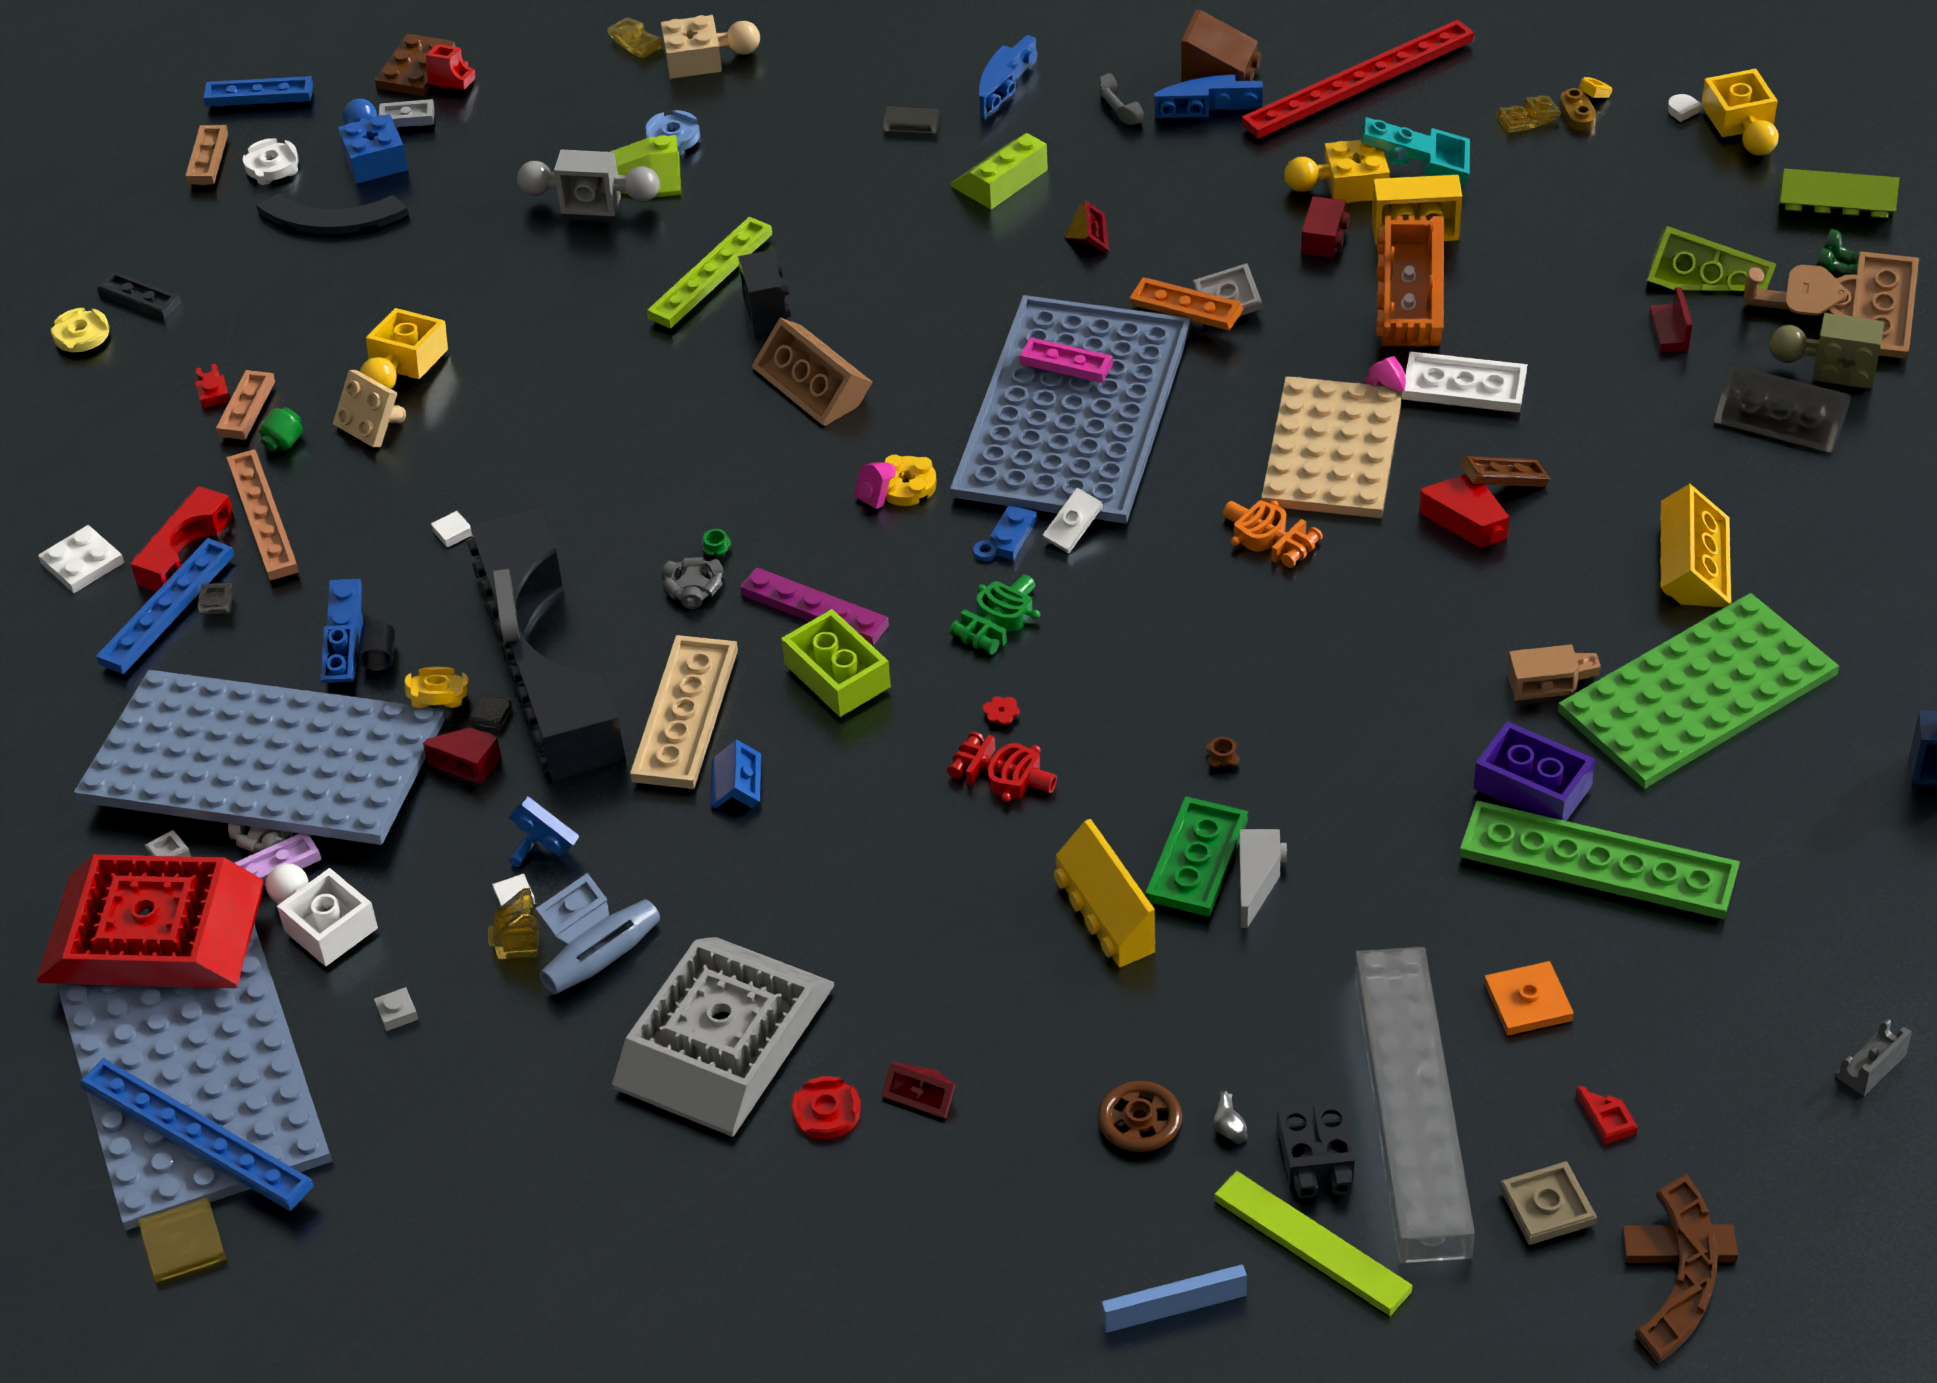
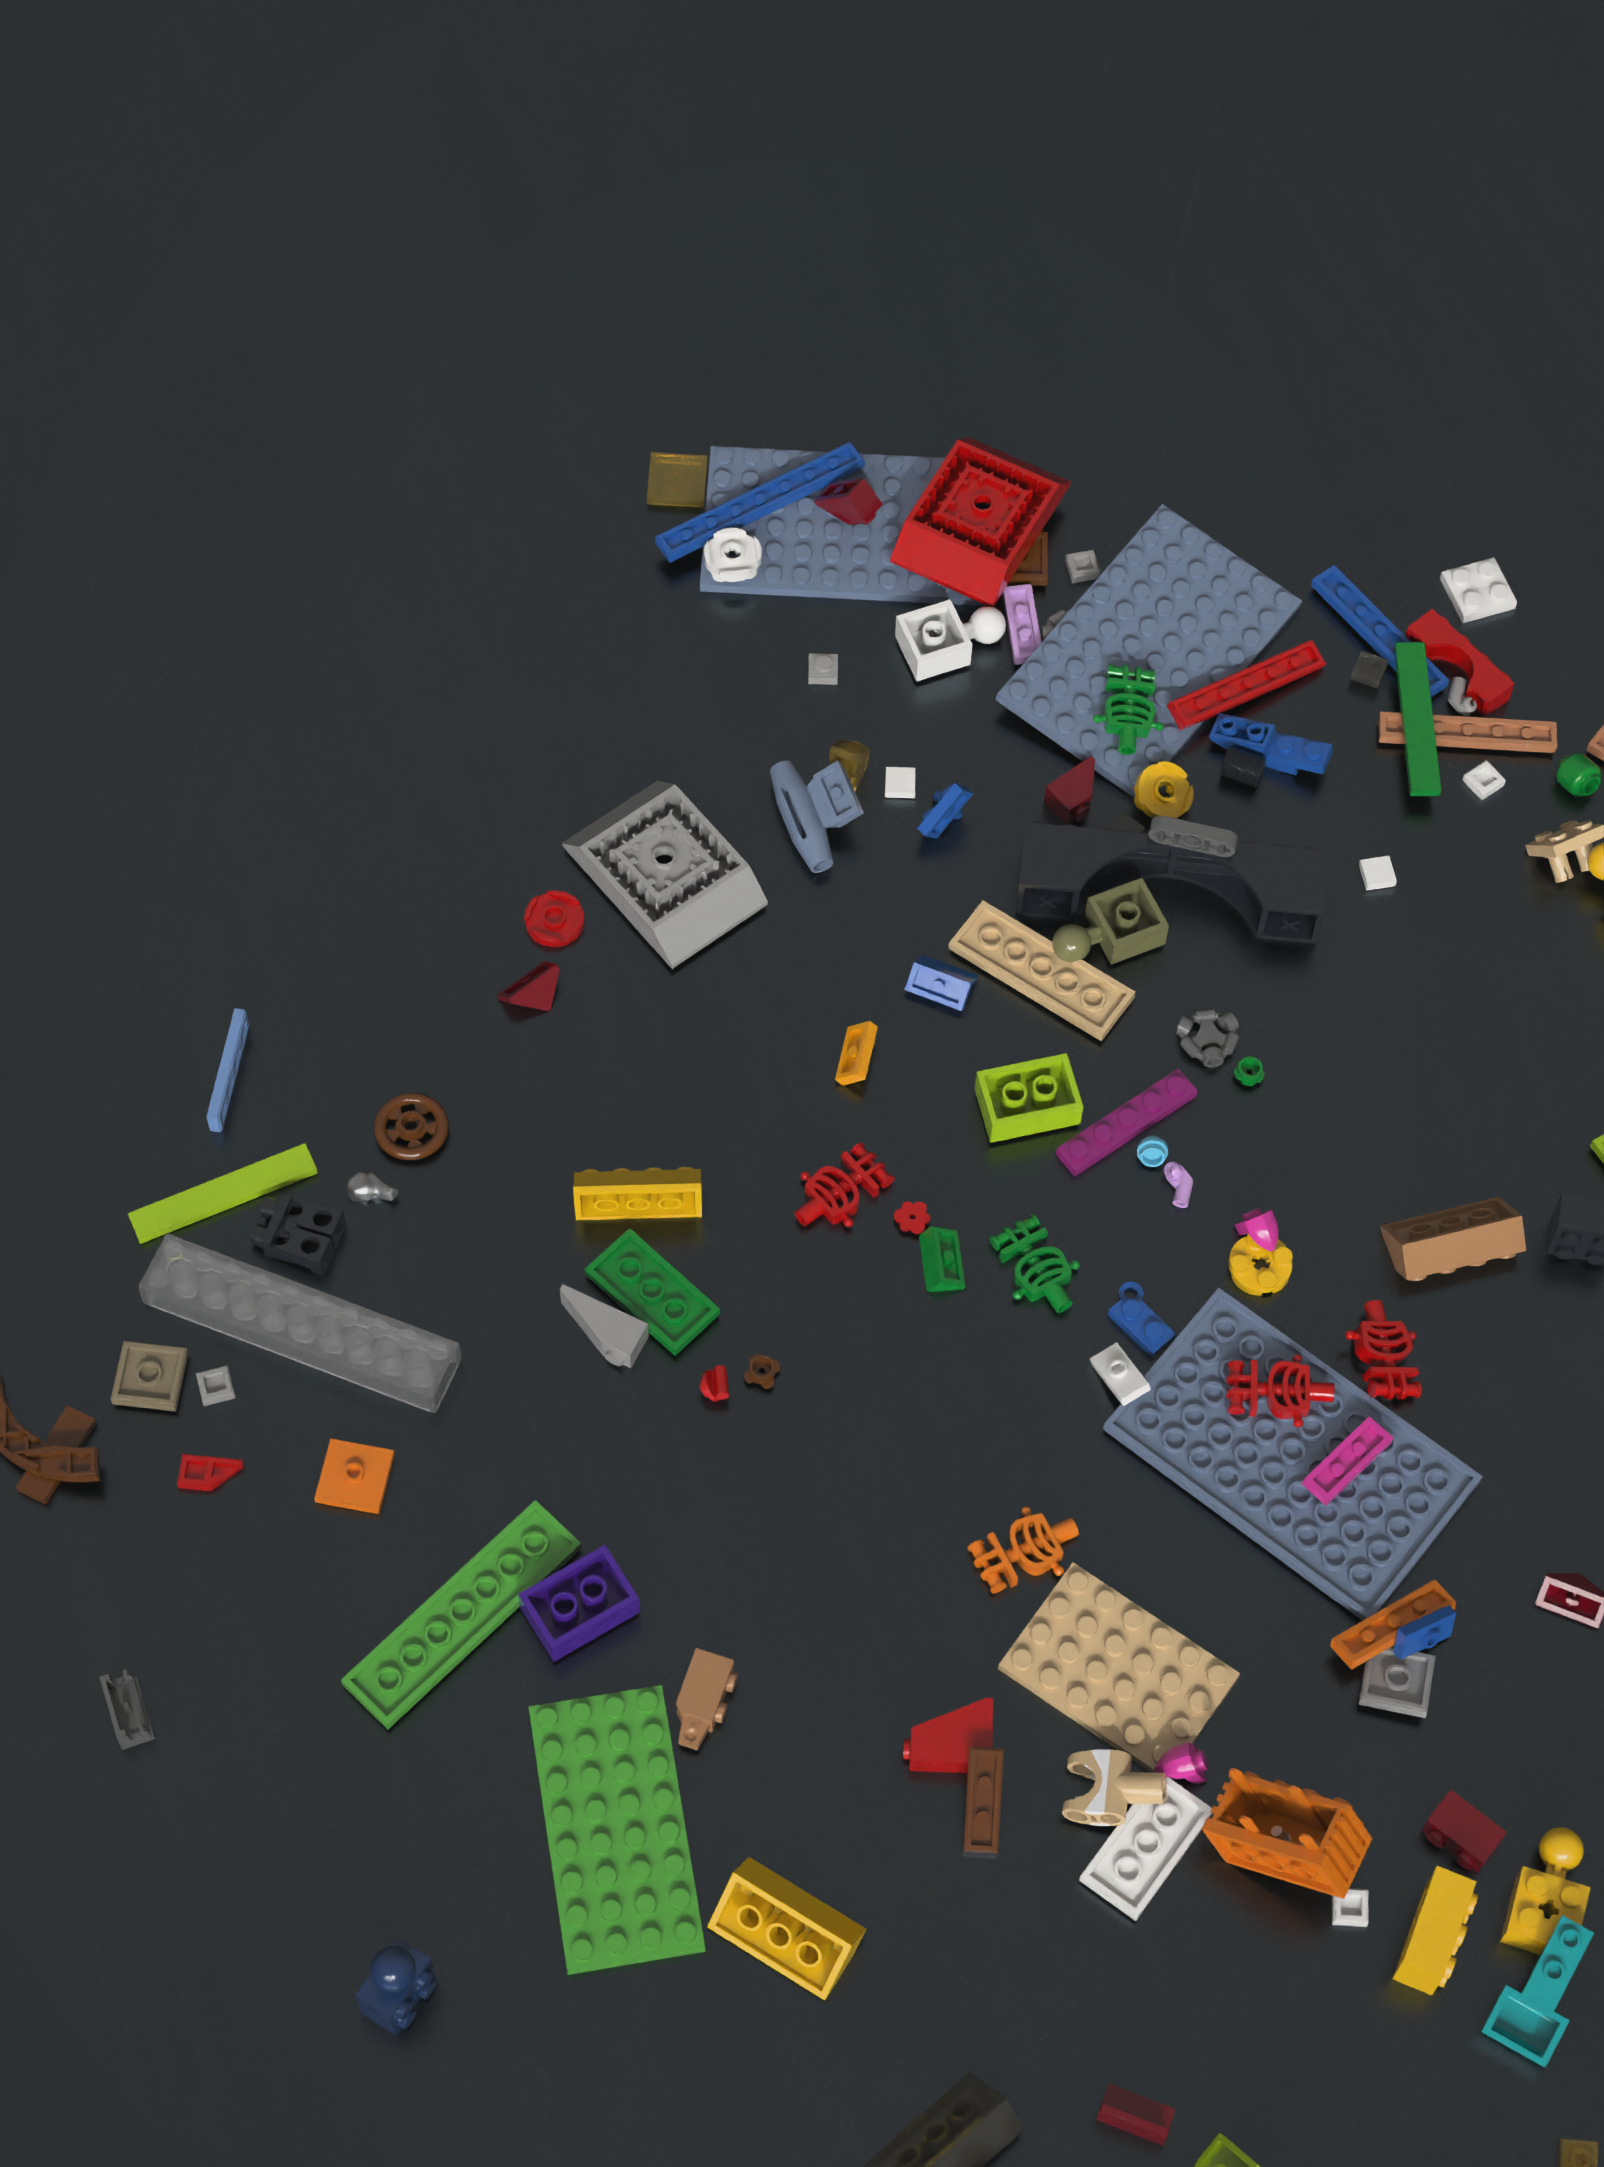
camera: 110 degrees right, 15 degrees up
(169, 1046) = (850, 501): none -> dark red slope
(225, 533) = (1458, 700): none -> light grey arm
(266, 540) = (1417, 719): none -> green tile
(277, 671) = (1246, 685): none -> red tile
(289, 1139) = (728, 568): none -> white plate
(310, 493) = (1484, 780): none -> white tile
(363, 737) = (1129, 712): none -> green torso
(621, 661) = (1120, 920): none -> olive brick
(834, 576) = (1152, 1151): none -> medium azure plate
(854, 805) = (856, 1053): none -> light orange plate
(856, 550) = (1181, 1181): none -> lavender arm
(943, 381) = (1374, 1345): none -> red torso
(1028, 419) = (1287, 1410): none -> red torso
(1032, 678) = (941, 1259): none -> green slope
(1182, 278) = (1424, 1632): none -> blue plate
(1259, 773) = (715, 1383): none -> red plate
(1438, 403) = (1112, 1789): none -> tan connector
(1517, 1149) = (215, 1385): none -> light grey tile

